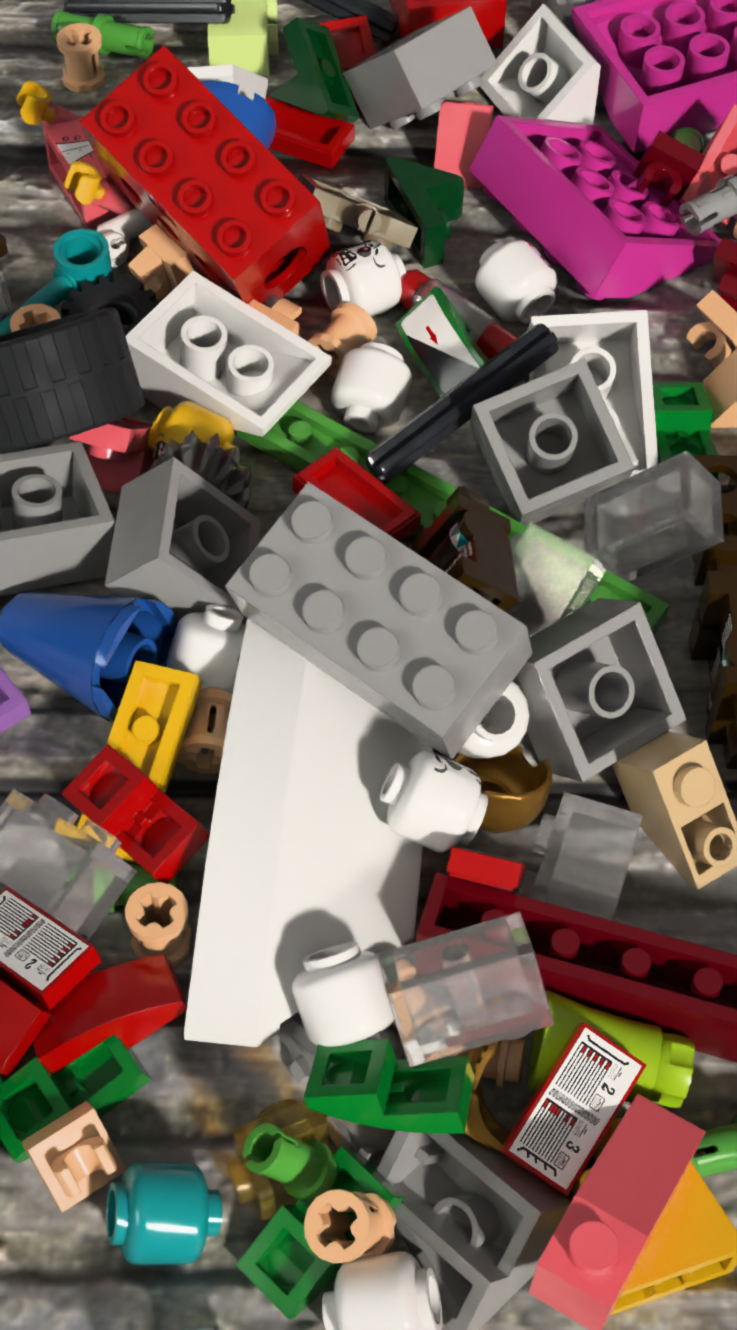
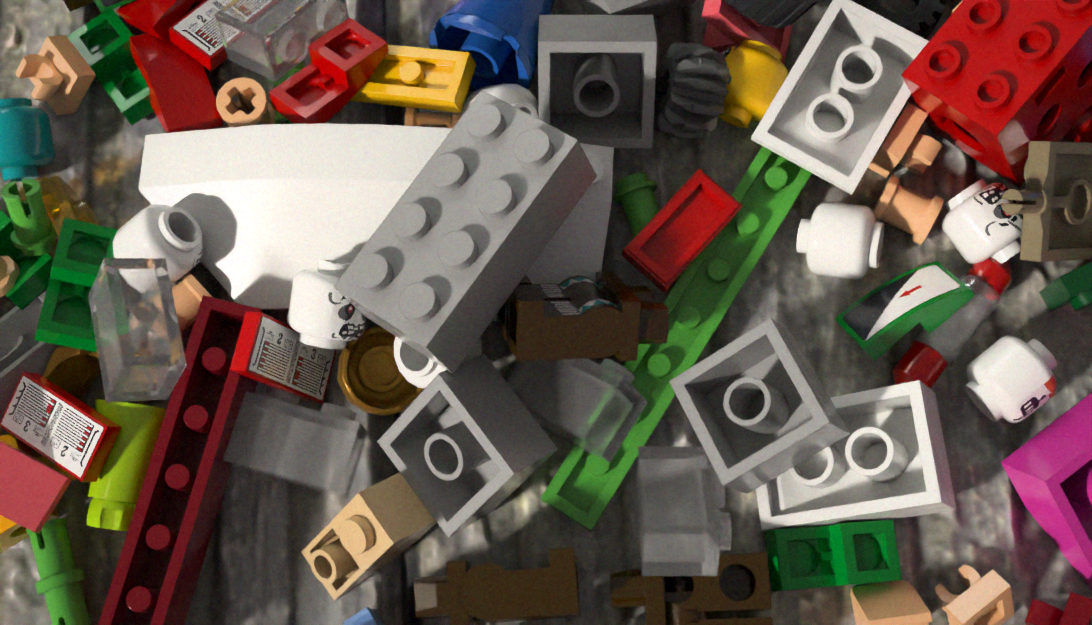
camera: 90 degrees right, 20 degrees up
(456, 405) = (805, 321): black axle -> none

